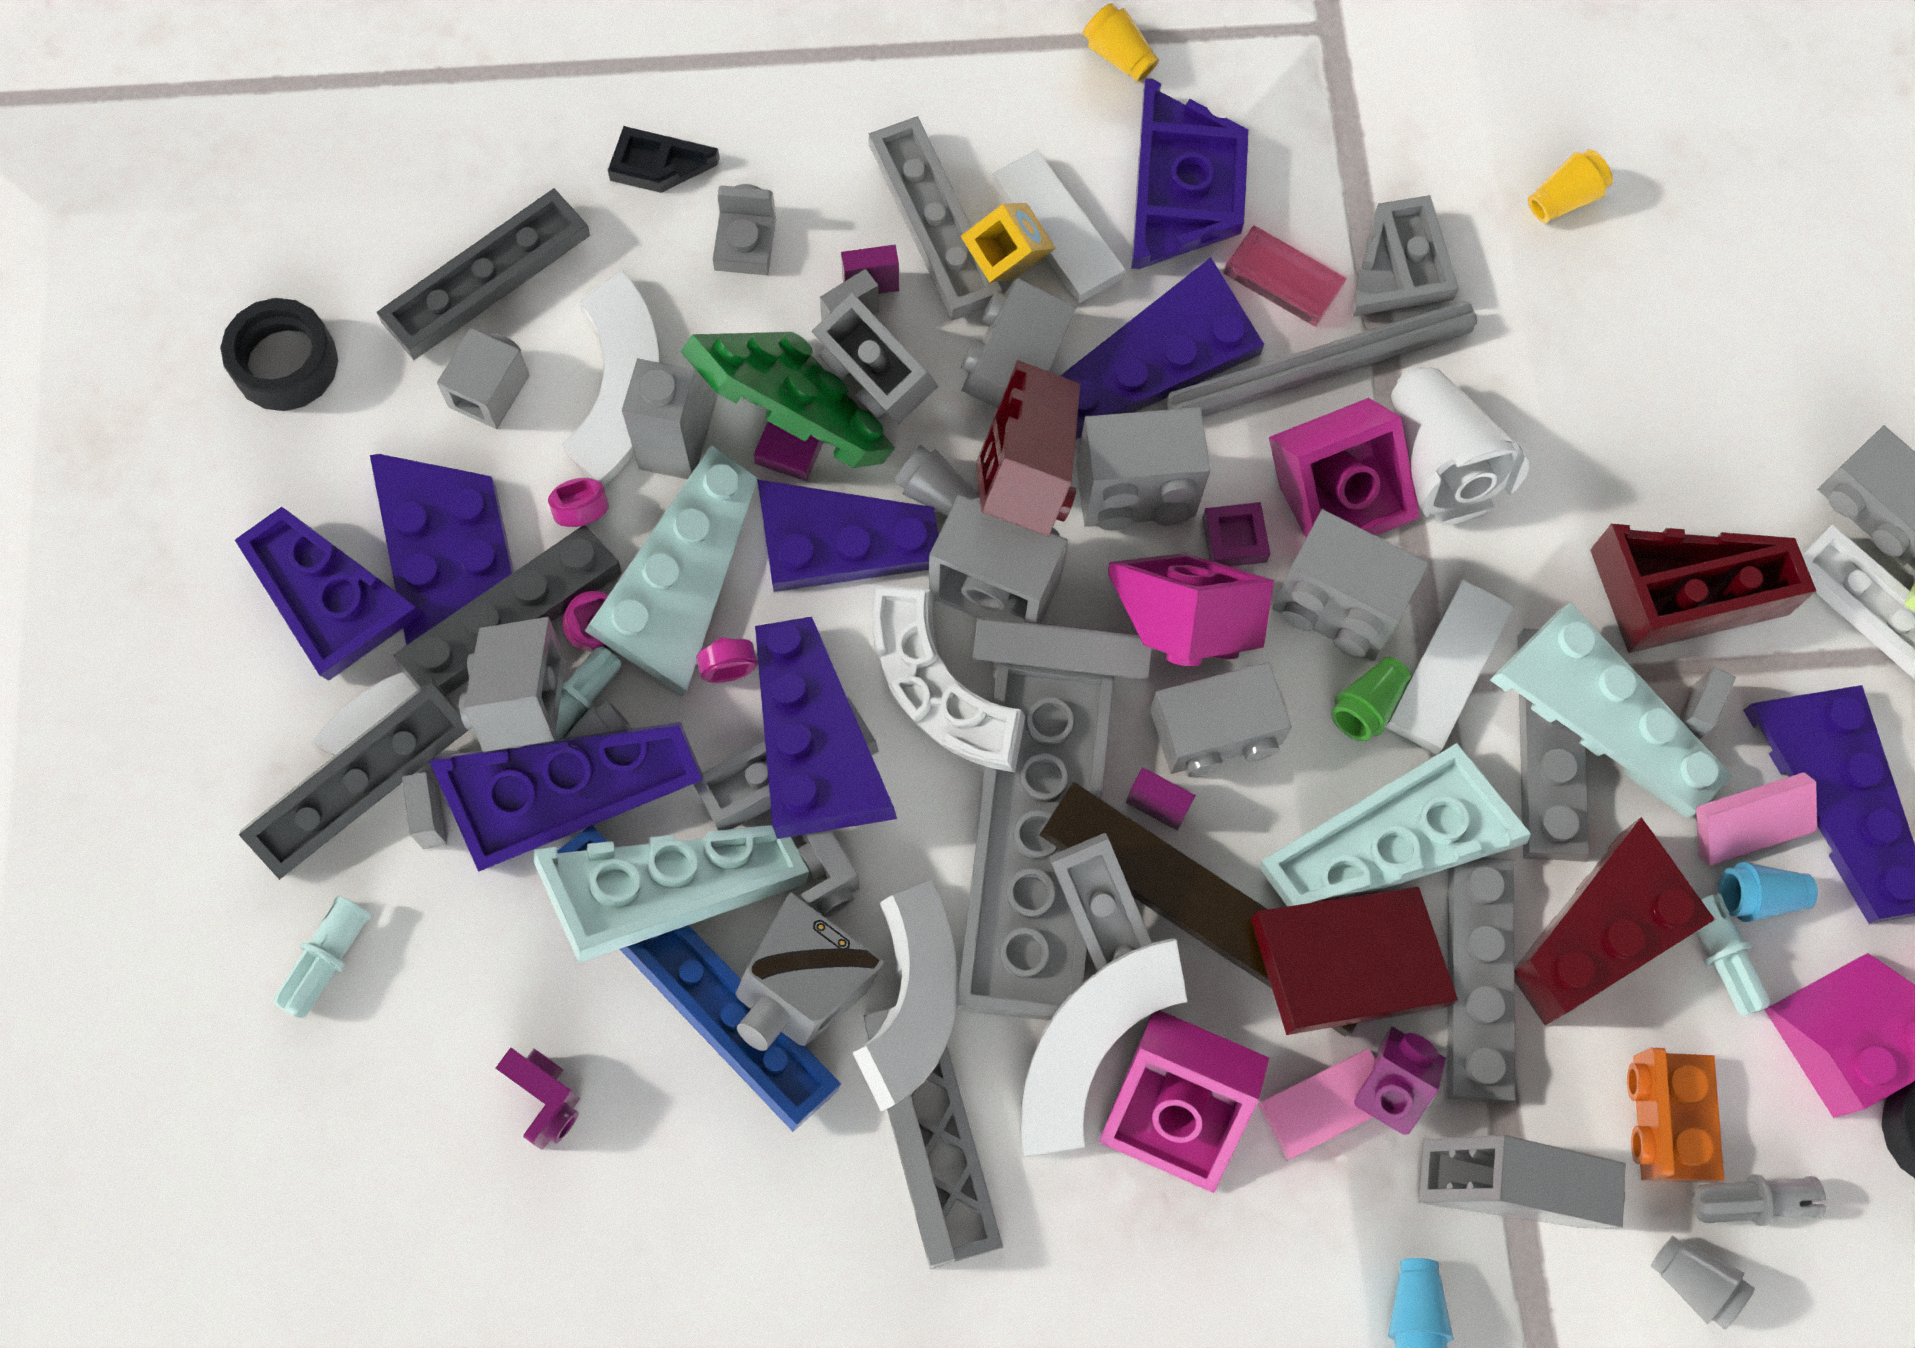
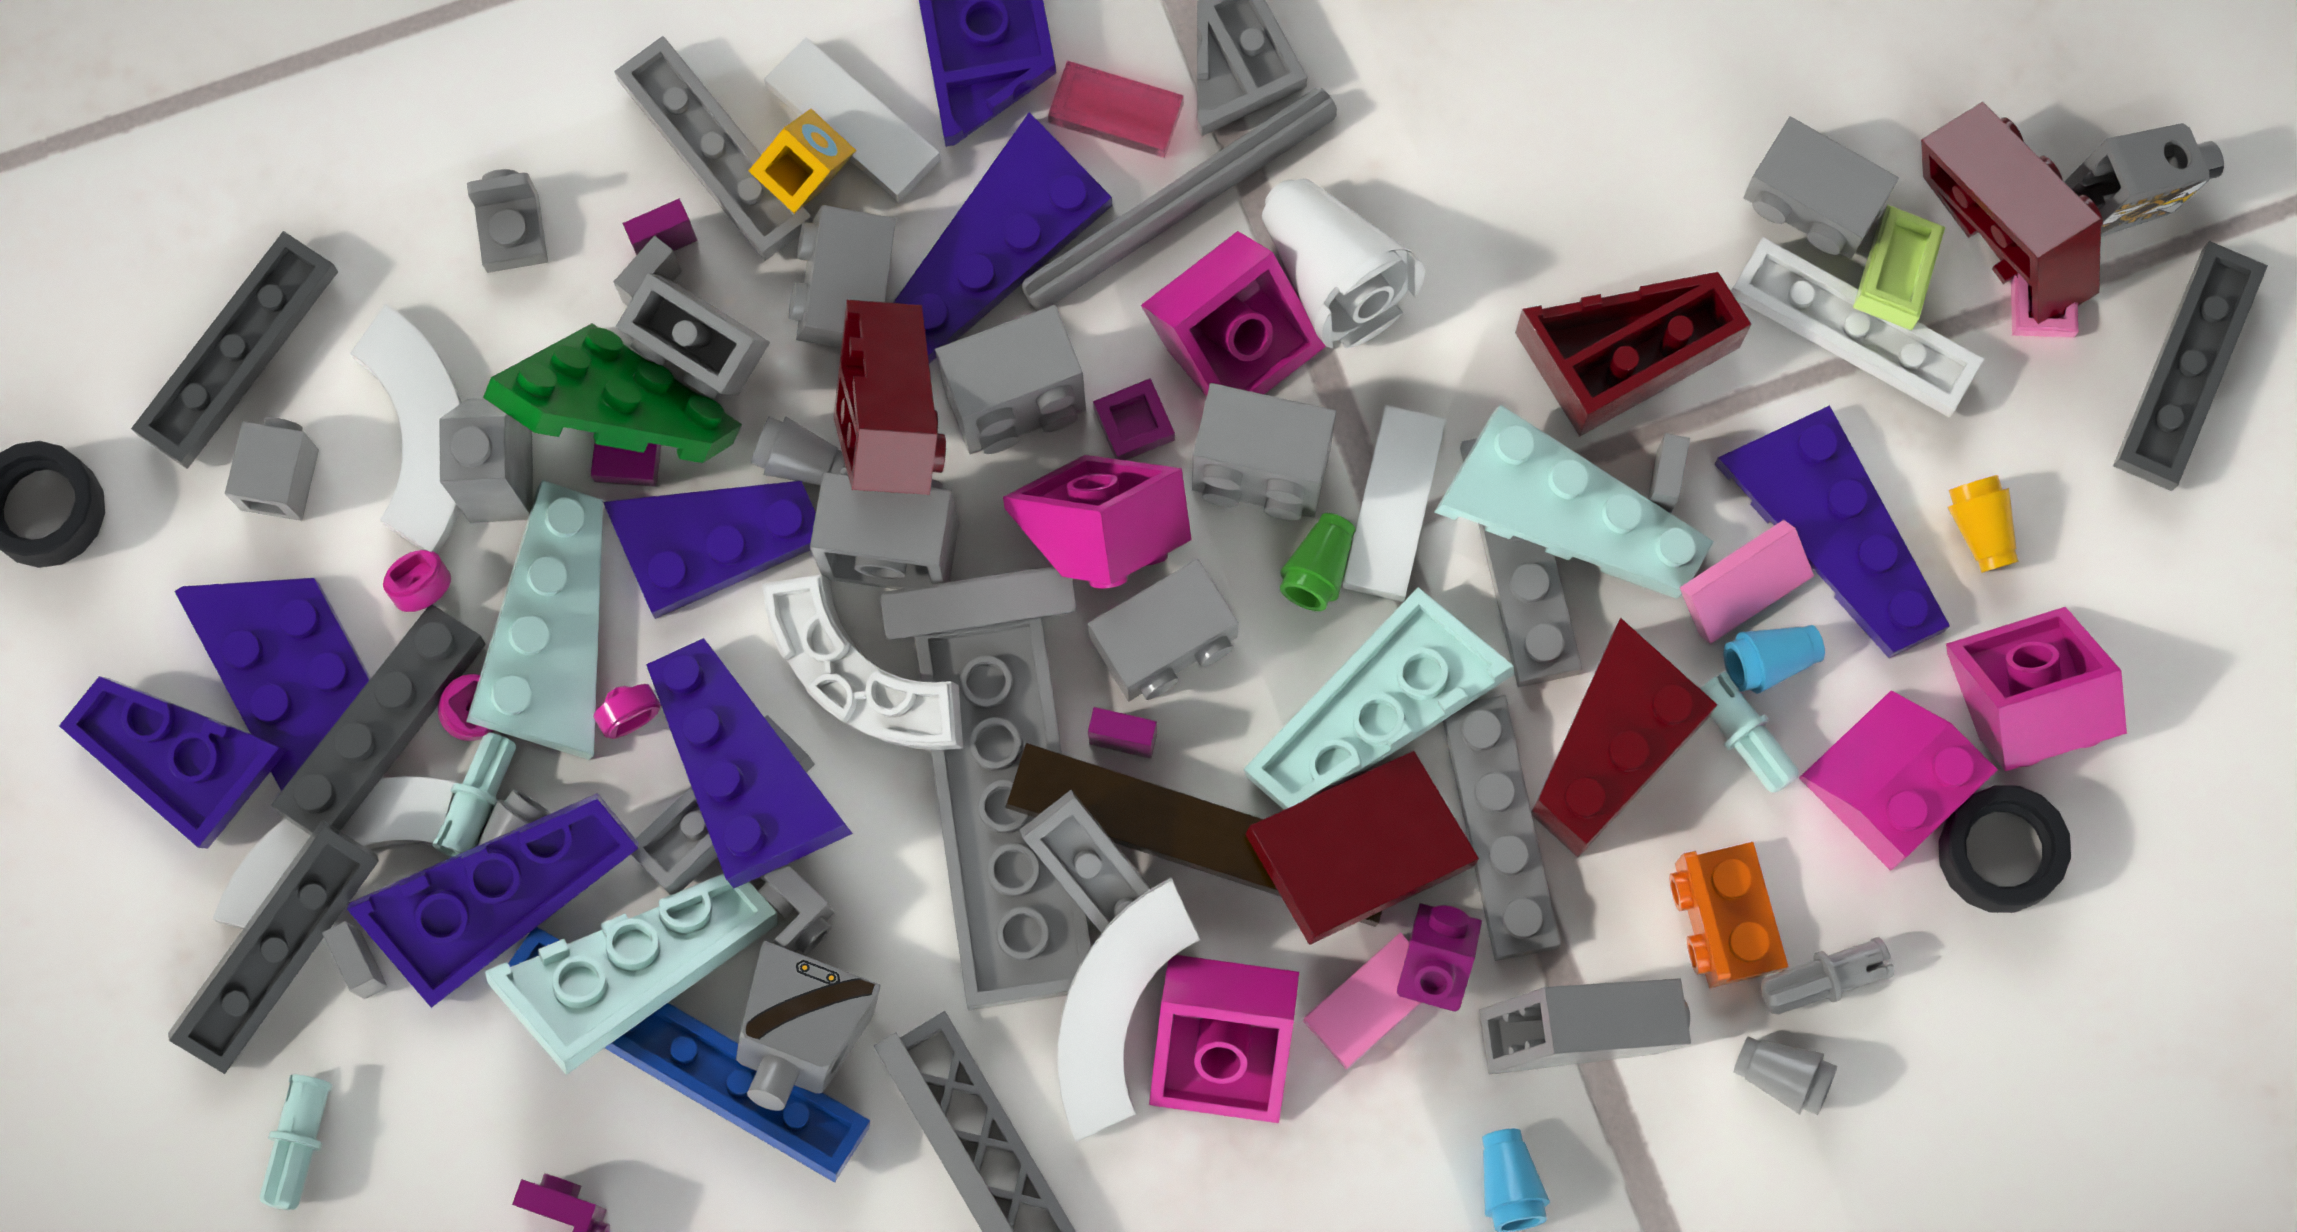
camera: 10 degrees left, 5 degrees up
(514, 685) = (411, 804): light grey brick -> none
(658, 160) = (387, 162): black tile -> none
(923, 1018) = (935, 1027): white tile -> none

